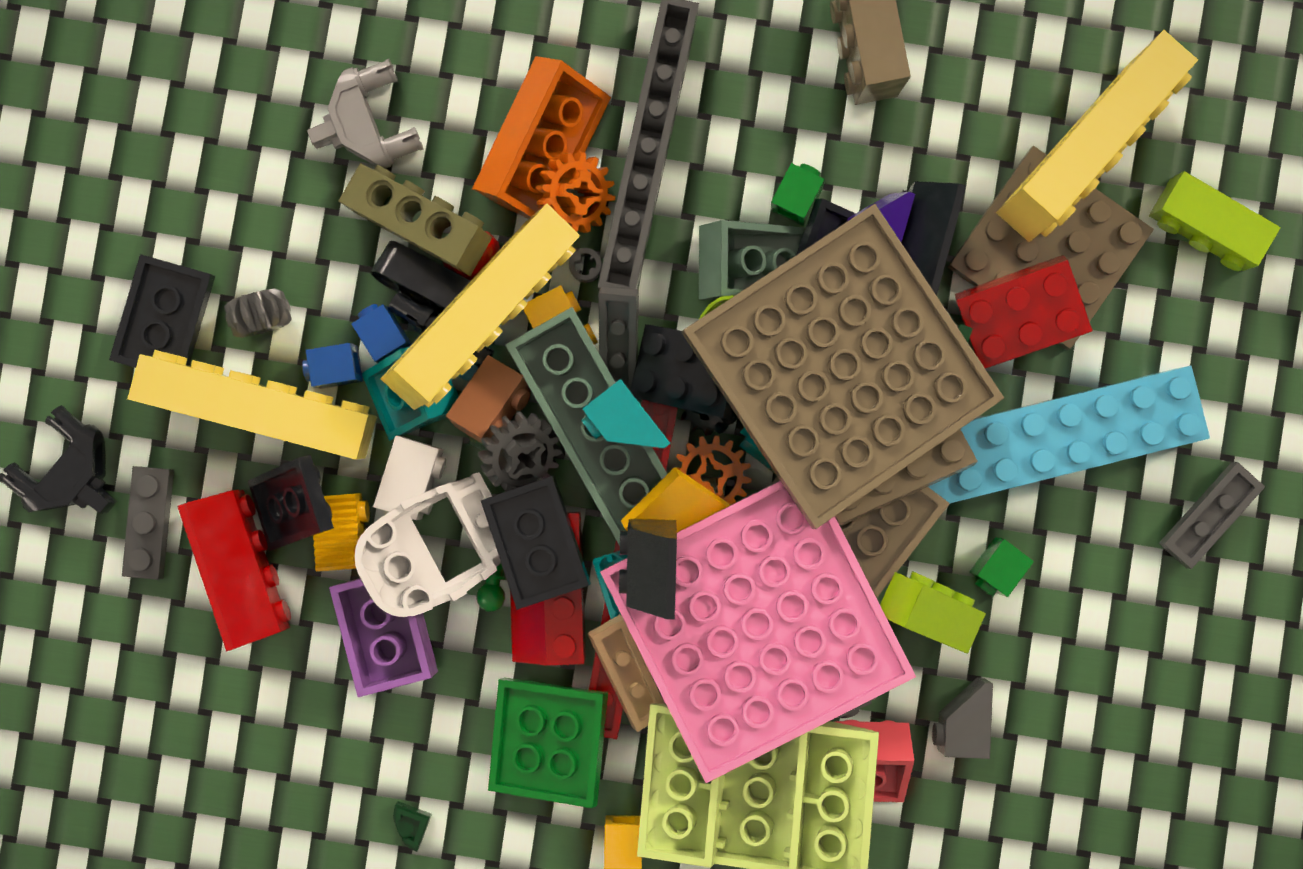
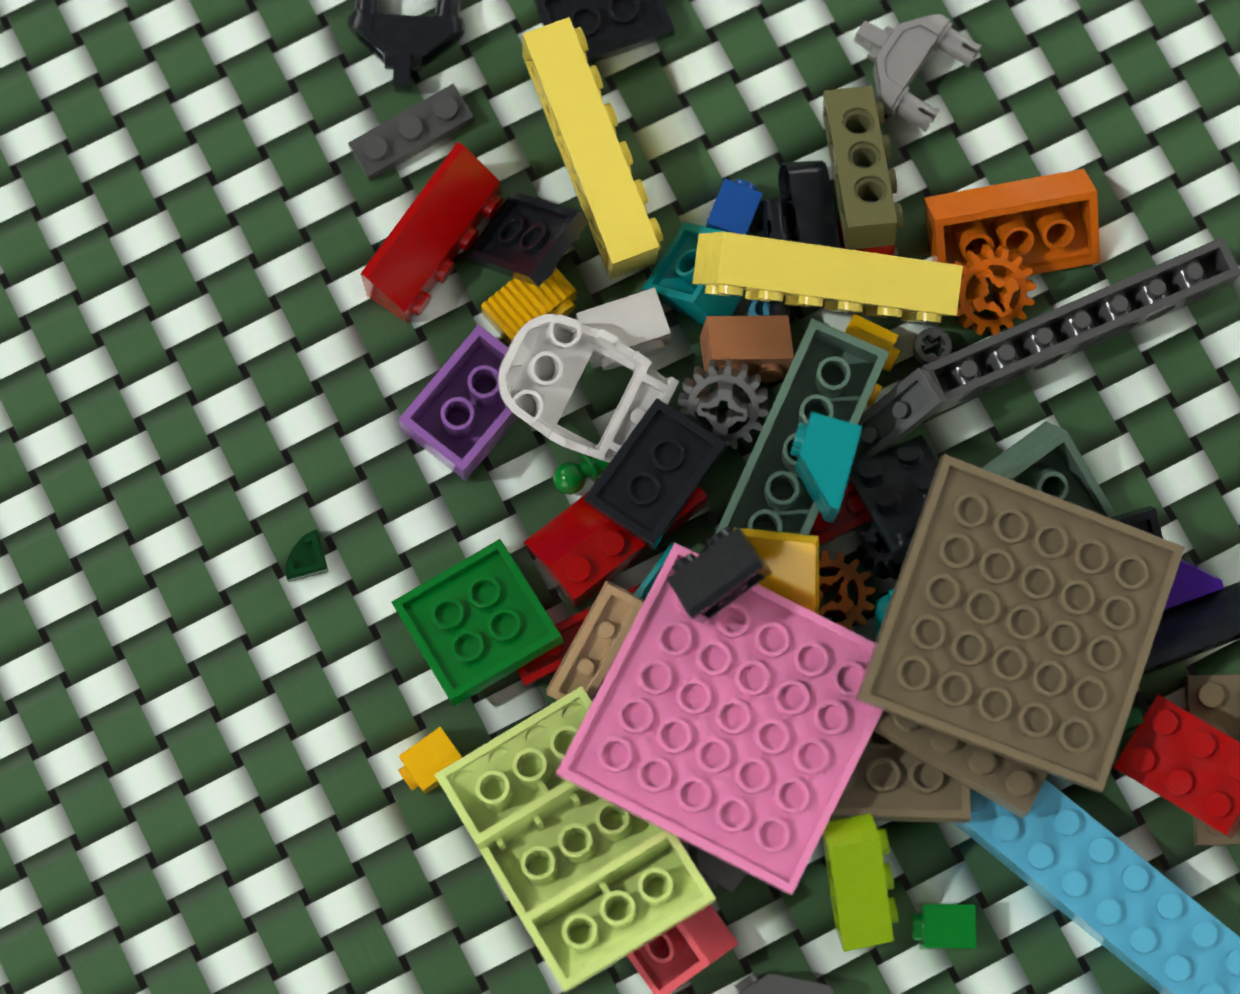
camera: 50 degrees right, 10 degrees down
(257, 313) = (672, 93): dark grey gear -> none
(332, 366) = (673, 191): blue brick -> none
(798, 193) = (1144, 486): green brick -> none

